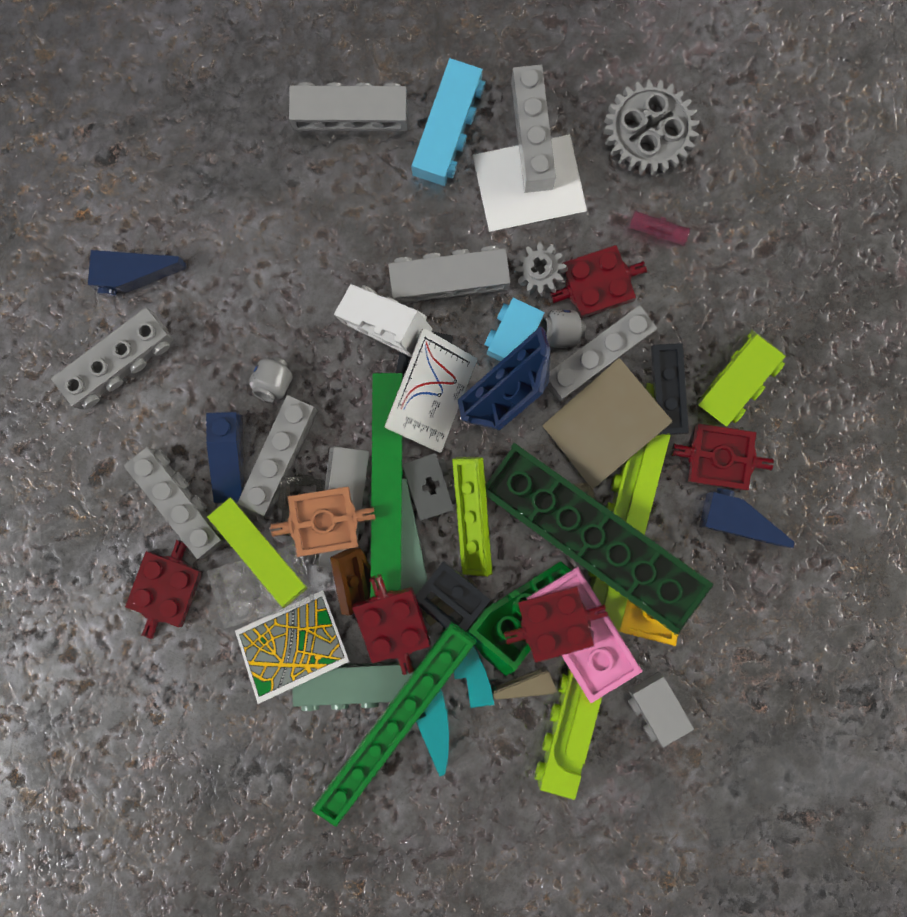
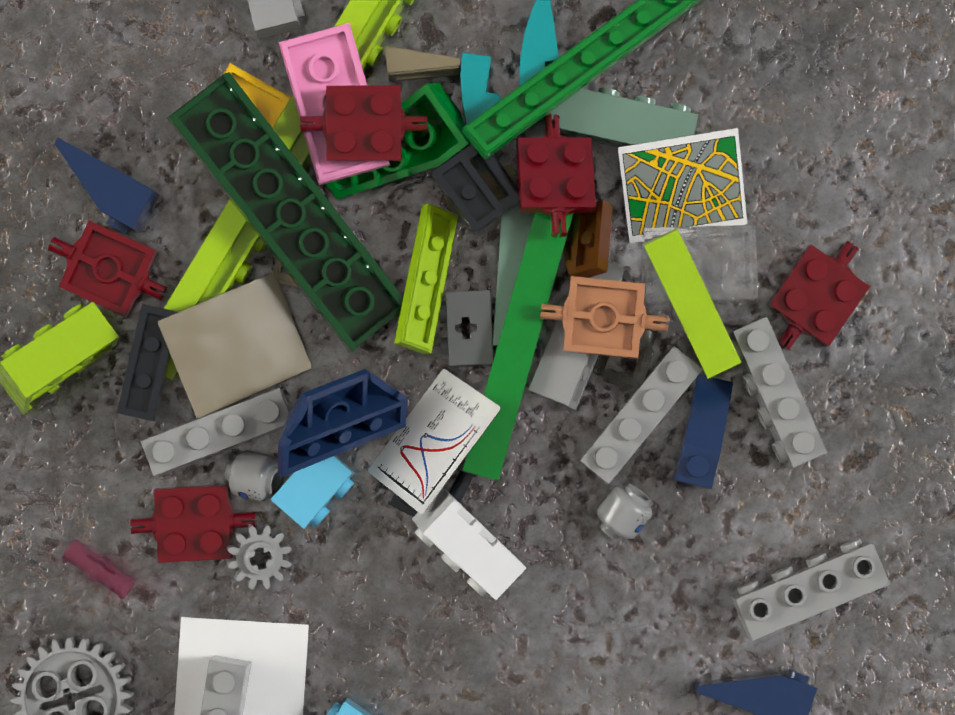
camera: 160 degrees left, 0 degrees up
(449, 275) = (372, 578): light grey brick -> none

